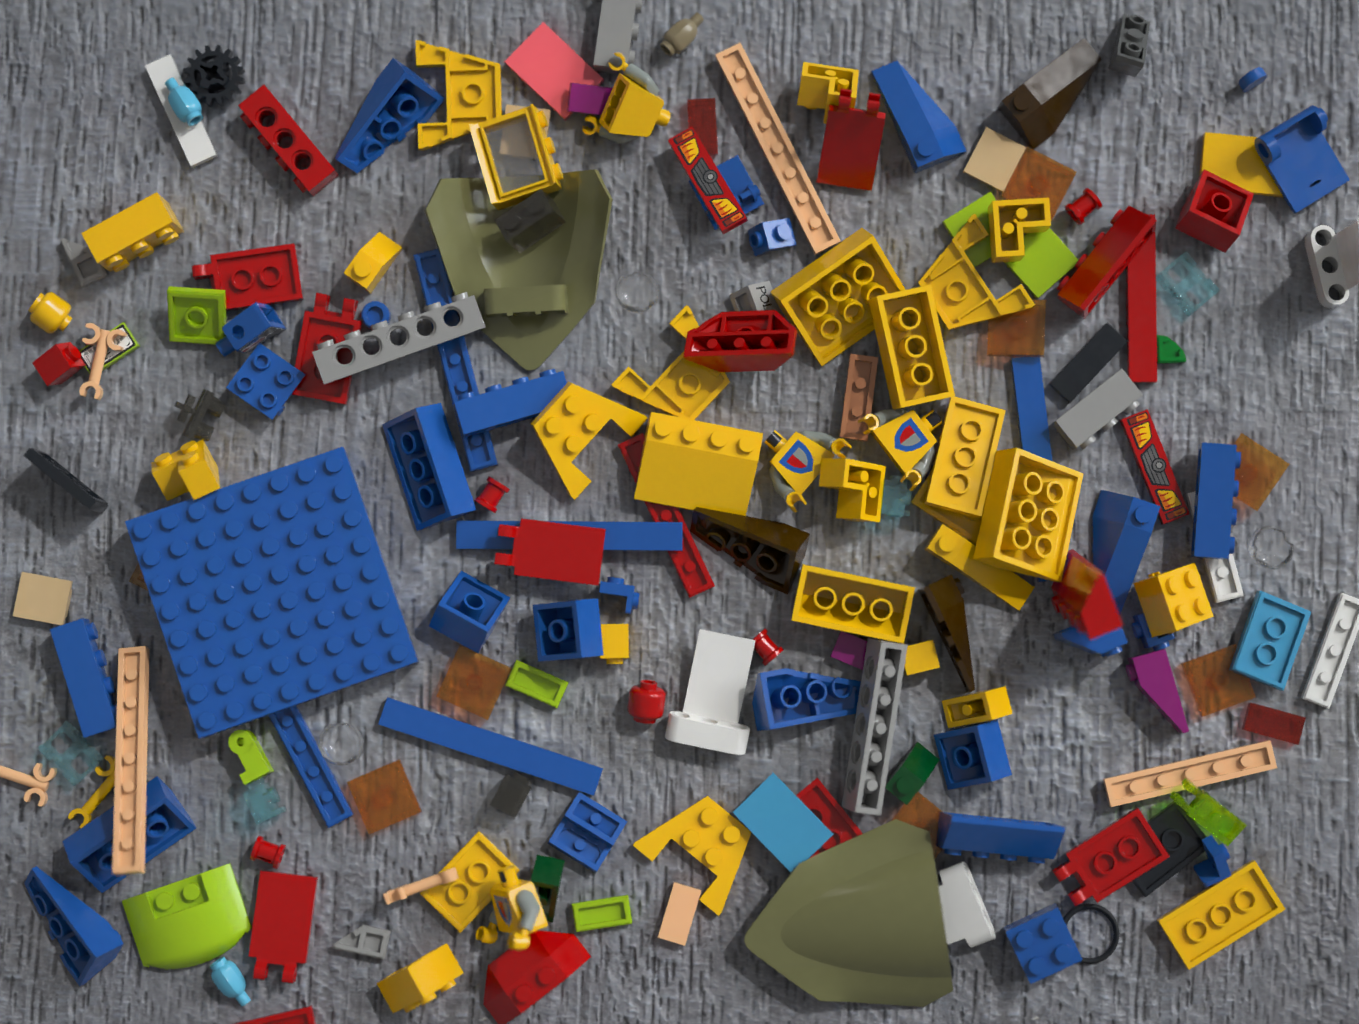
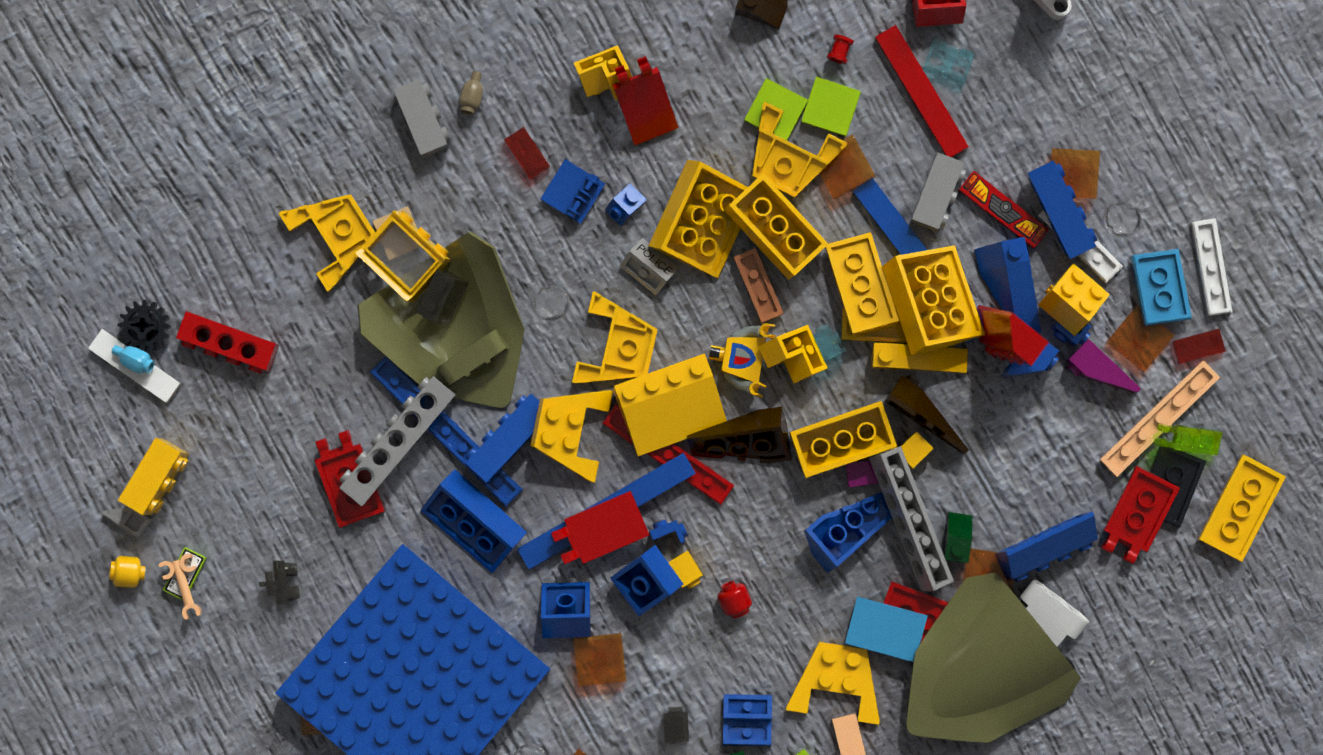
camera: 30 degrees left, 0 degrees up
(59, 363) = (155, 605): red brick -> none
(66, 480) = (212, 688): black tile -> none
(186, 471) = (298, 628): yellow brick -> none
(196, 315) = (237, 510): lime tile -> none
(254, 276) = (260, 459): red tile -> none
(259, 325) = (286, 489): blue torso -> none
(265, 381) = (316, 529): blue hinge -> none
(372, 262) = (343, 394): yellow slope -> none
(374, 313) = (367, 432): blue tile -> none
(390, 110) = (290, 272): blue wedge -> none
(490, 746) = (639, 699): blue tile -> none
(492, 494) = (531, 514): red bush -> none
(537, 684) = (646, 633): lime tile -> none
(550, 67) = (393, 175): coral tile -> none
(587, 98) = (437, 179): magenta tile -> none
(631, 107) = (466, 170): yellow torso -> none
(707, 180) = (554, 191): tile -> none
(715, 695) = (781, 565): white piece -> none
(742, 341) = (649, 295): red wedge -> none
(766, 647) = (797, 508): red bush -> none
(777, 148) = (591, 137): light nougat plate -> none
(905, 440) = (811, 296): torso -> none
(919, 122) = (685, 57): blue wedge -> none
(972, 754) = (994, 498): blue slope -> none
(977, 707) = (977, 461): yellow slope -> none
(994, 159) = (755, 52): tan piece -> none
(1010, 220) = (794, 90): yellow brick -> none
(1039, 178) = (797, 52): clear orange plate -> none
(1043, 943) = (1125, 605): blue brick -> none
(1088, 362) = (910, 161): black tile -> none
(1107, 261) = (880, 80): red slope -> none
(1108, 914) = (1132, 578): black tyre -> none
(1169, 351) = (964, 119): green tile -> none
(1216, 866) = (1218, 475): blue bracket -> none

